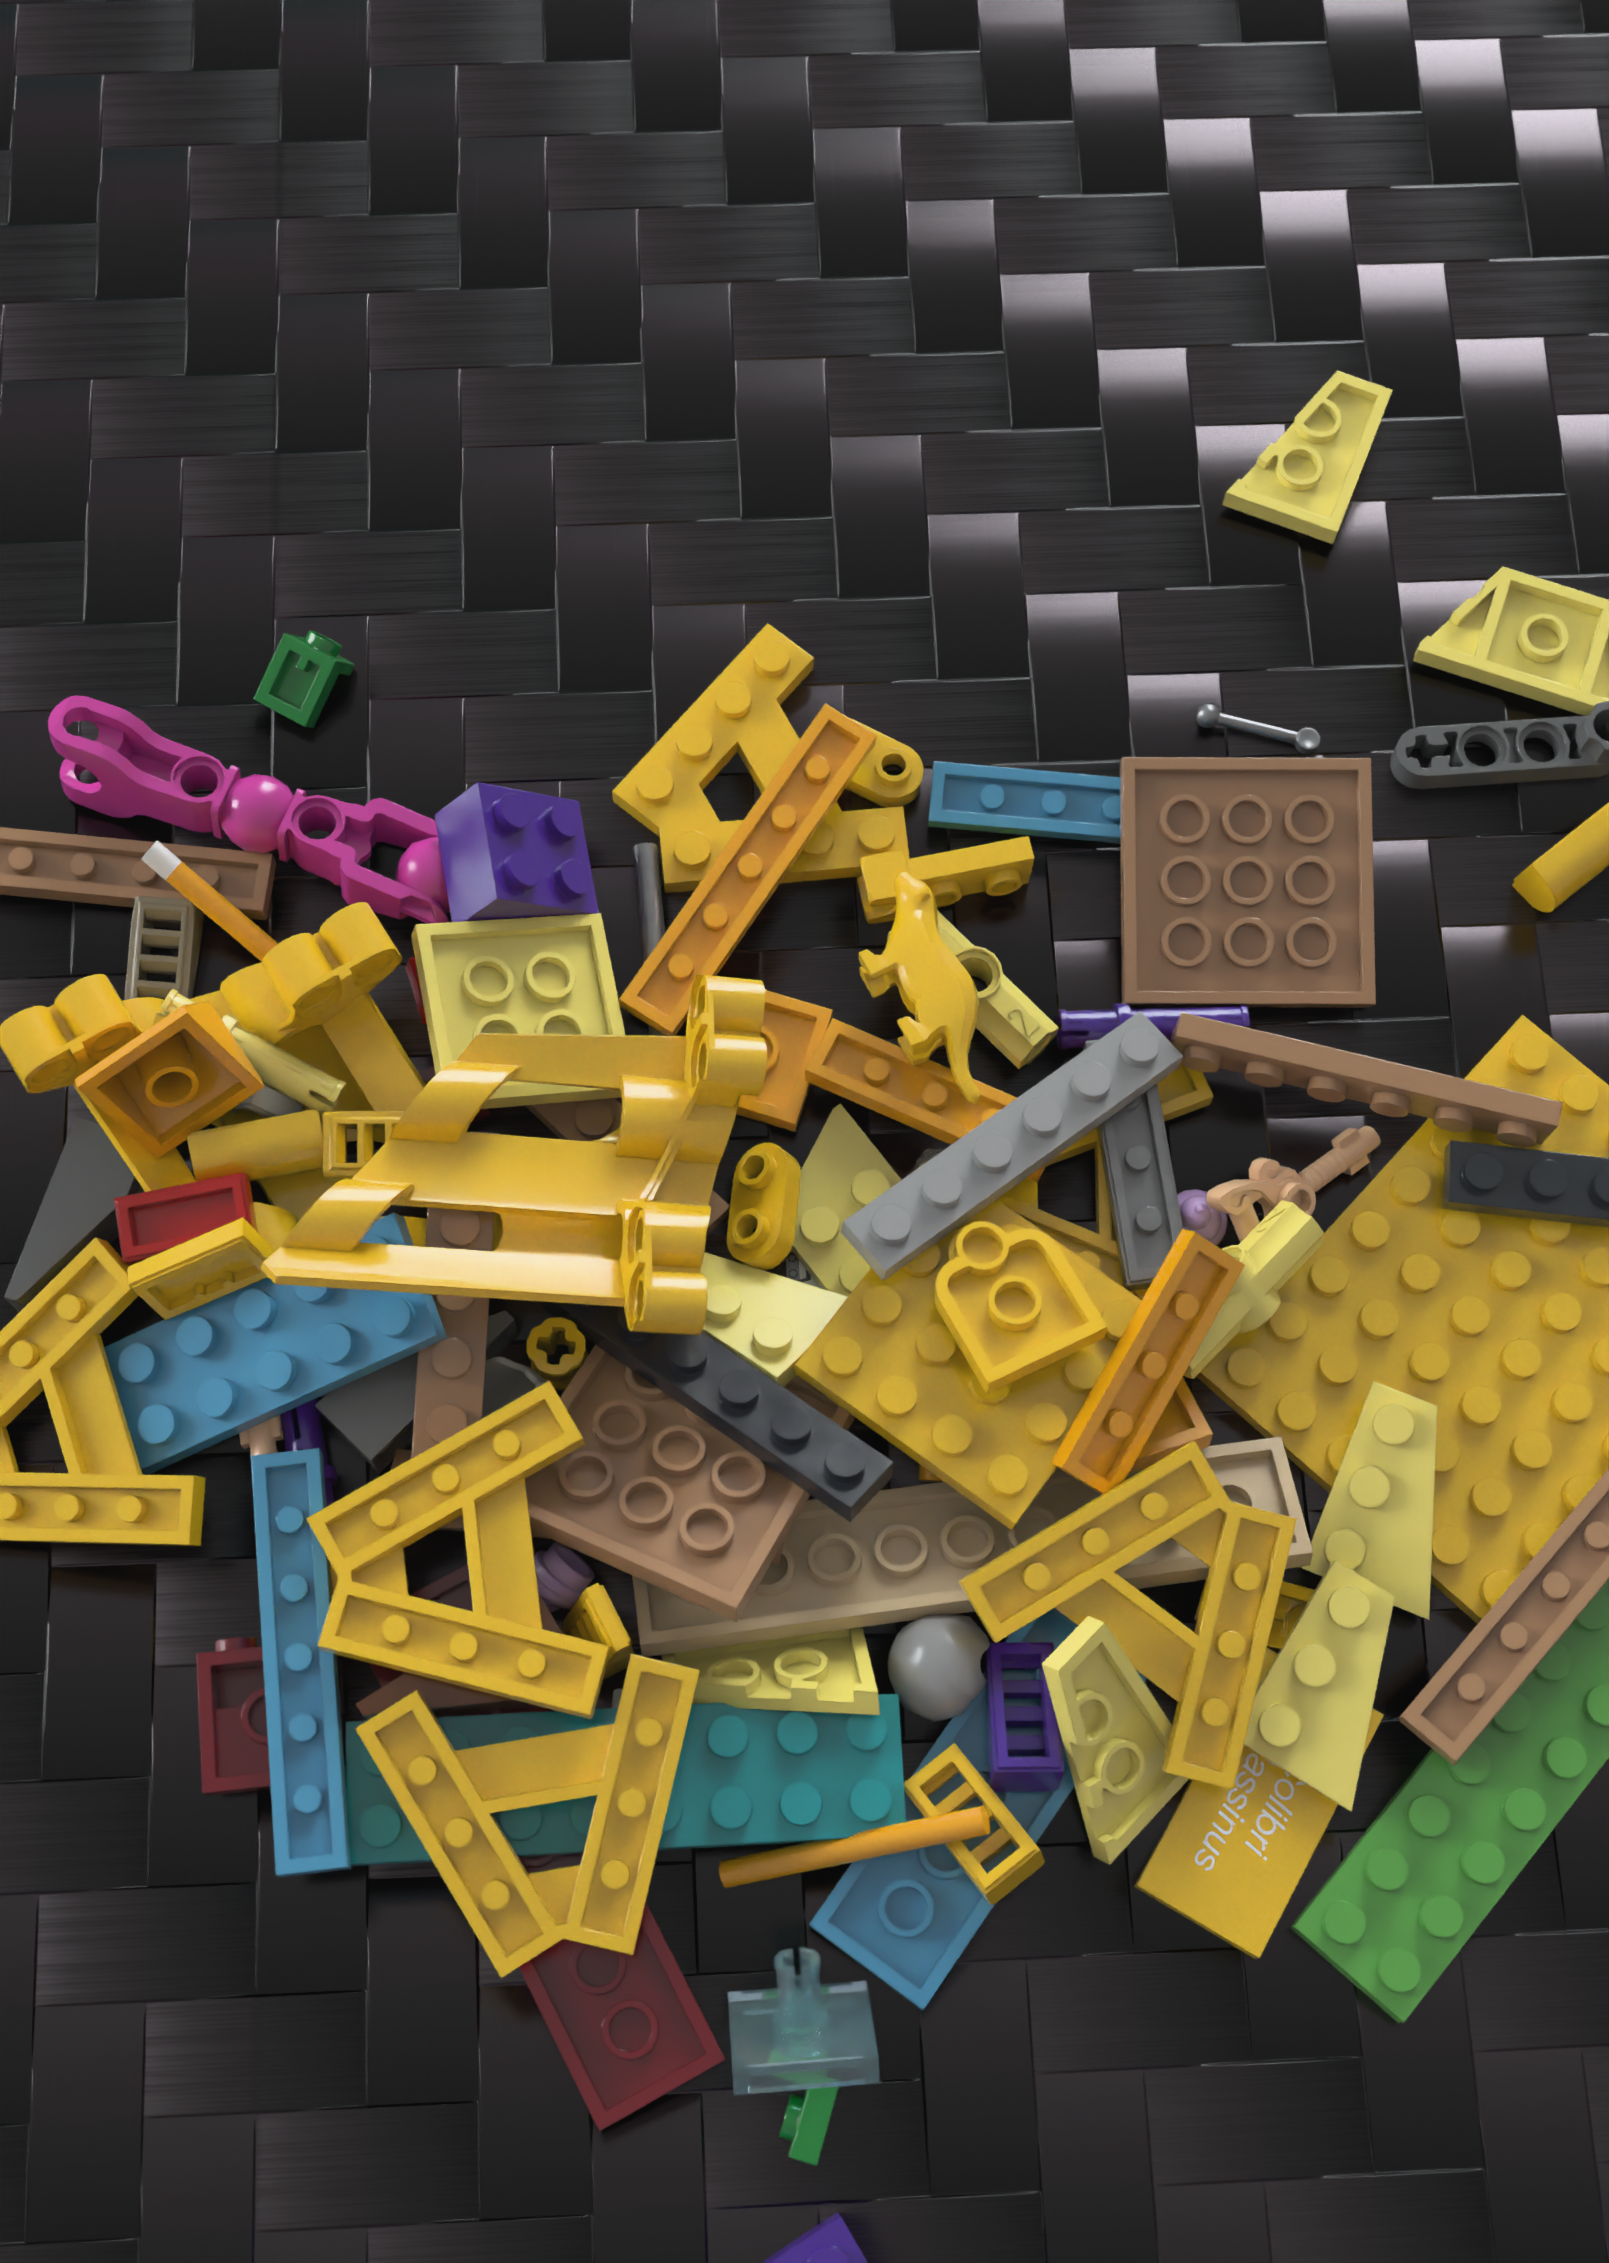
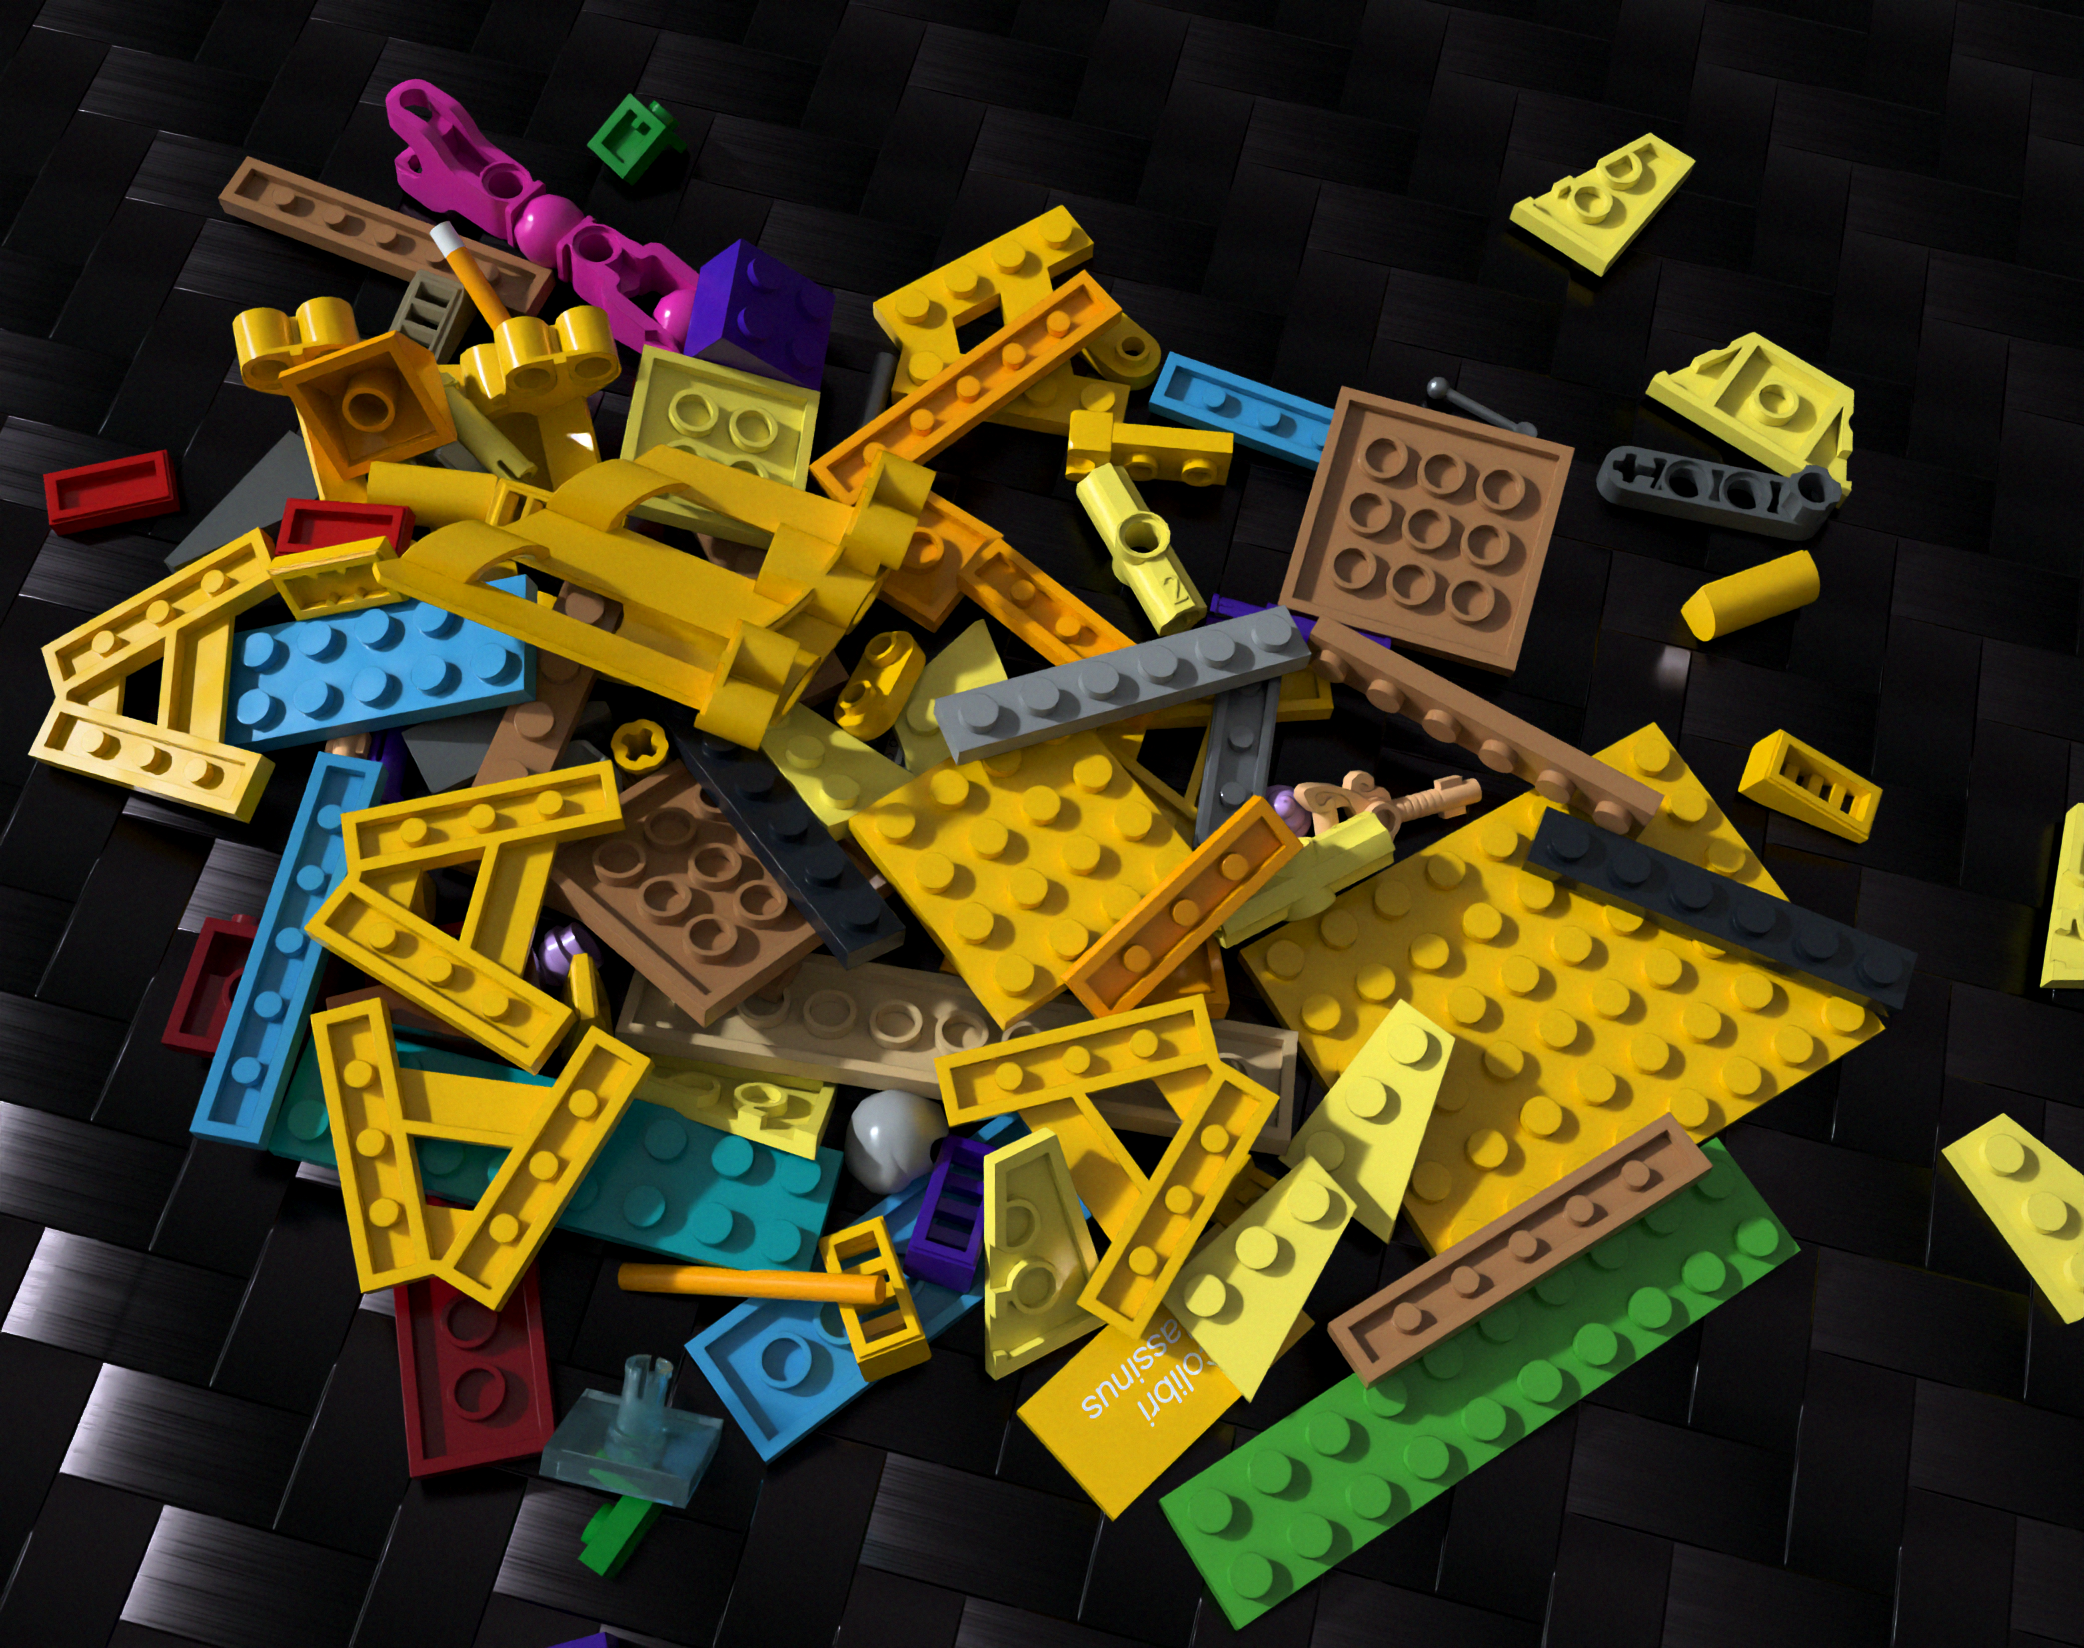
camera: 15 degrees right, 5 degrees down
(929, 982) = (1096, 523): yellow animal -> none
(1013, 1302) = (1071, 819): yellow plate -> none

